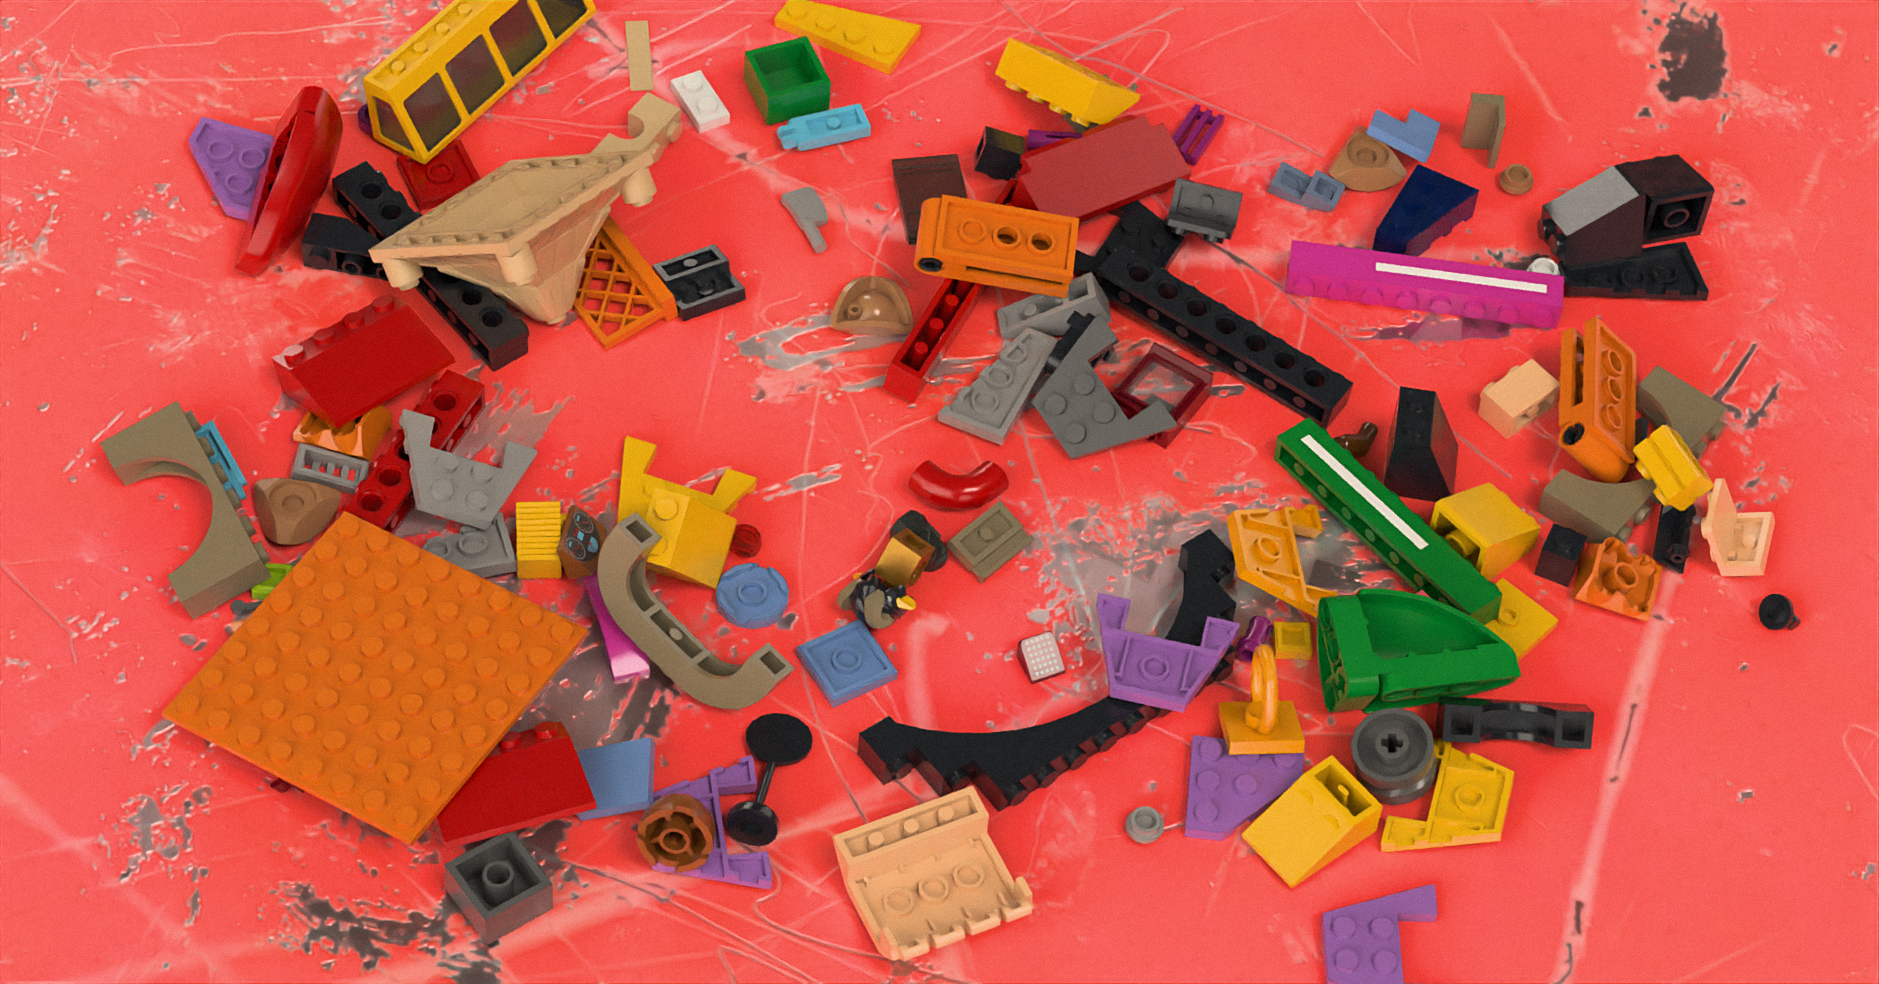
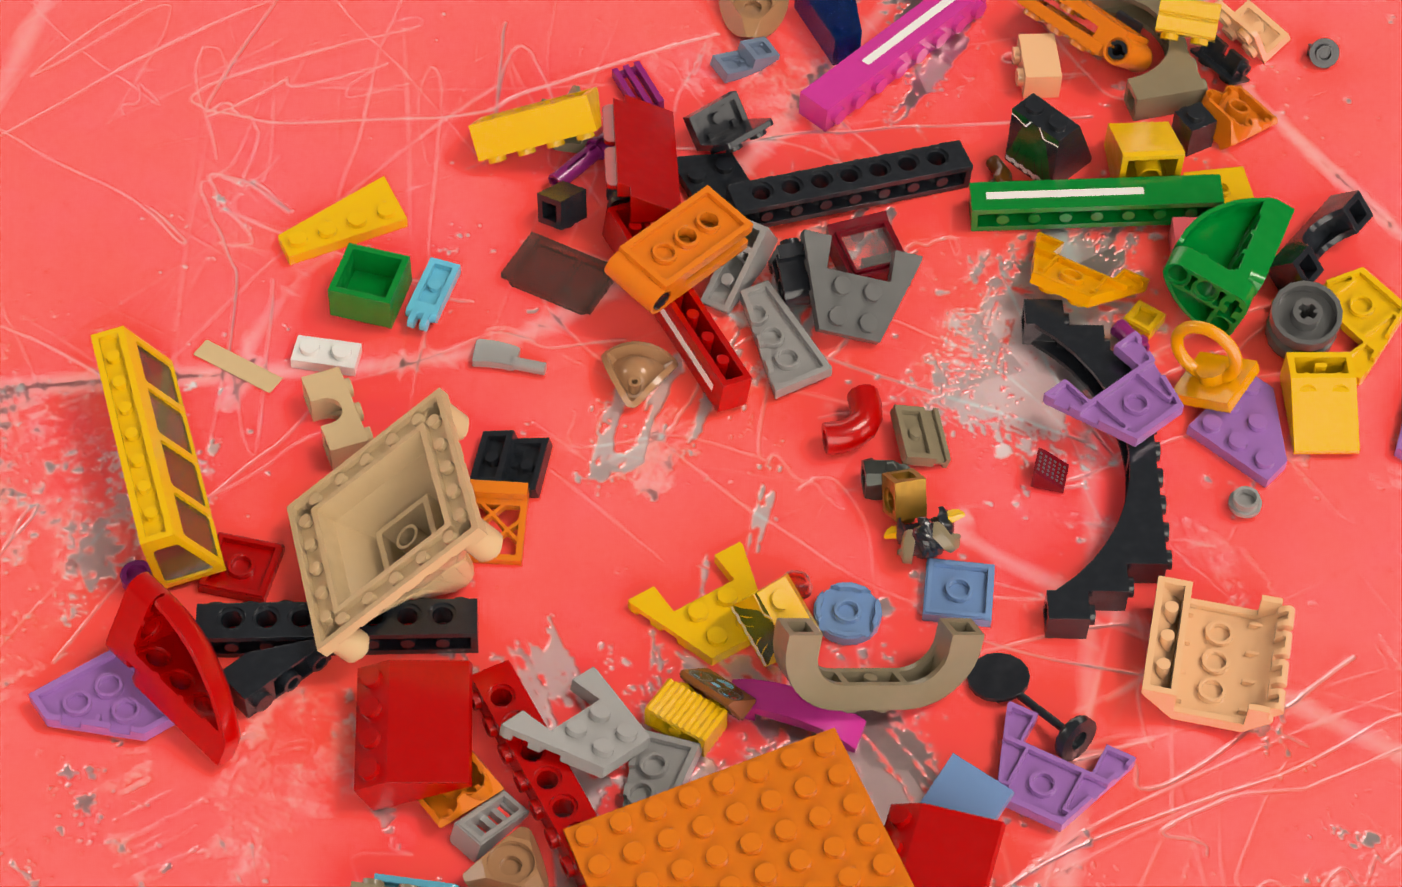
camera: 50 degrees left, 0 degrees up
(676, 832) = (1064, 785): dark orange cylinder -> none

